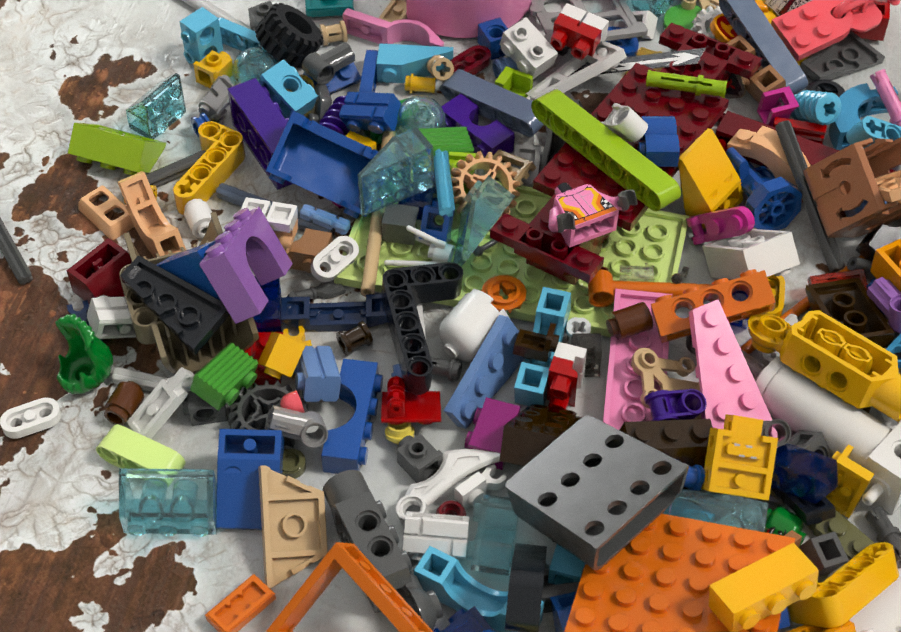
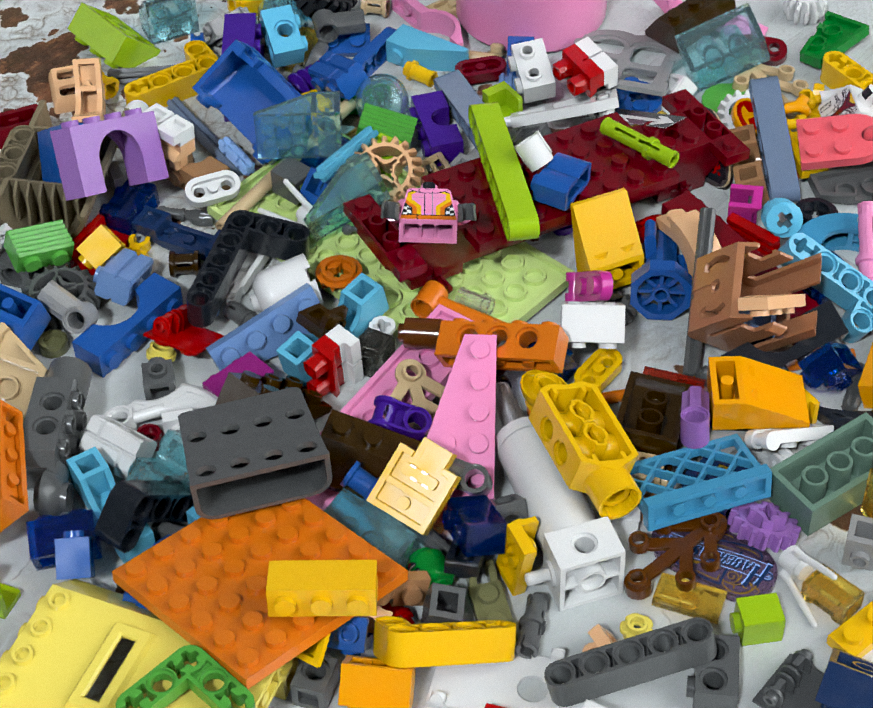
camera: 30 degrees right, 5 degrees down
(179, 305) = (31, 166): black wing -> none
(292, 401) = (78, 288): coral hinge -> none
(443, 74) = (434, 65): tan bush -> none
(468, 41) = (496, 49): none -> tan arm
(677, 278) = (505, 317): clear smoke hinge -> none

